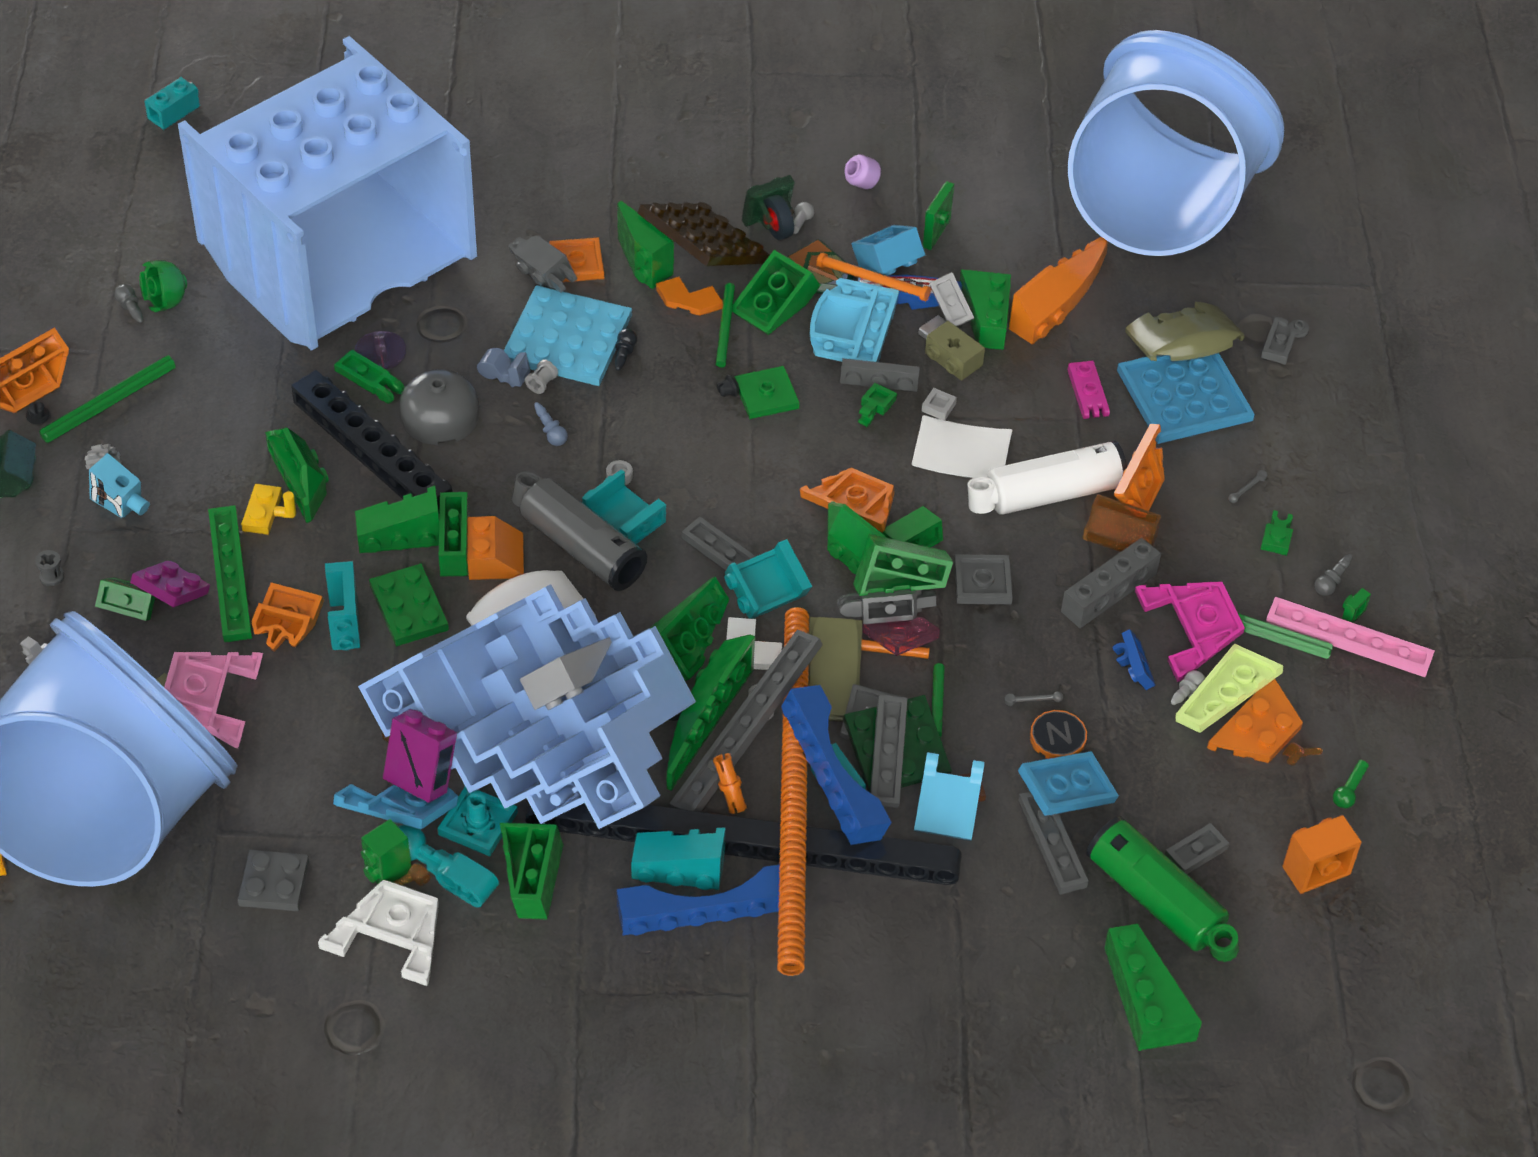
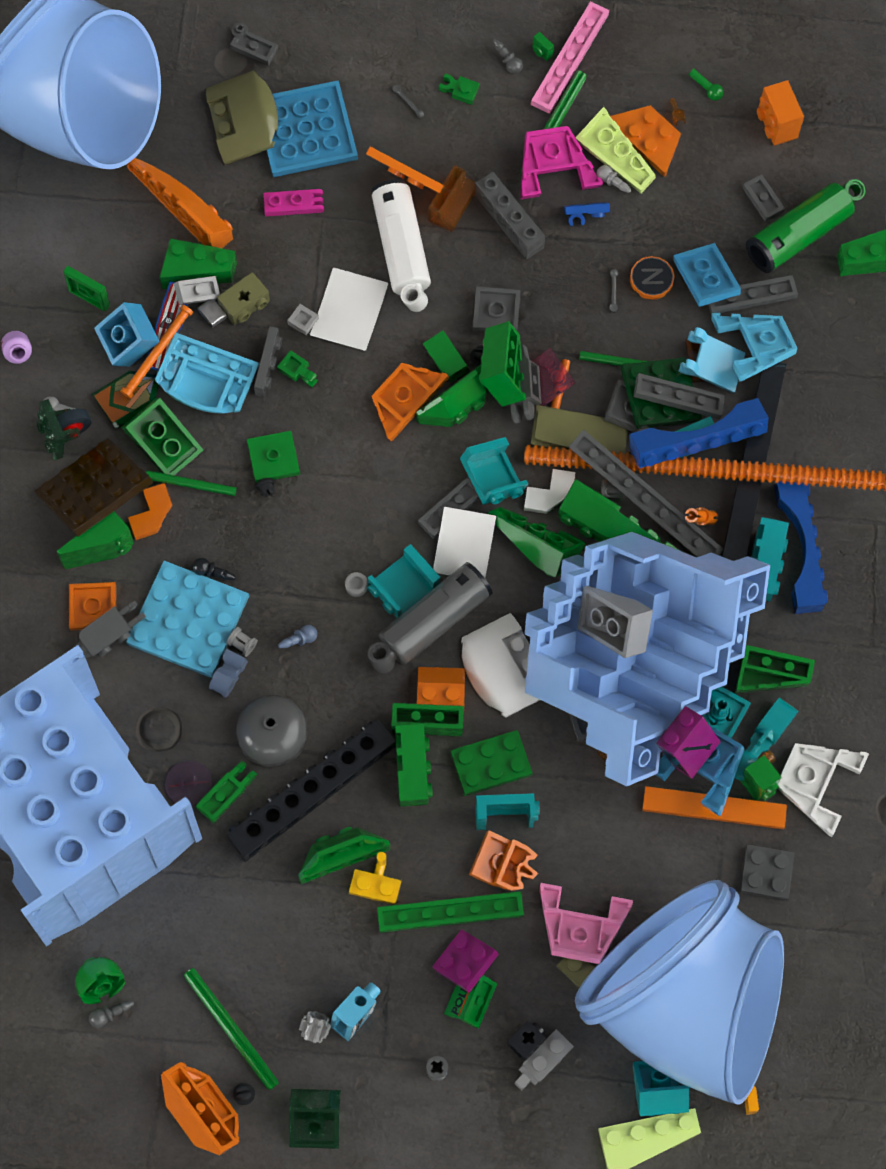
camera: 85 degrees left, 20 degrees up
(349, 864) = (735, 809): none -> orange tile
(677, 561) = (463, 539): none -> white sticker
(983, 853) = (765, 337): none -> medium azure wing

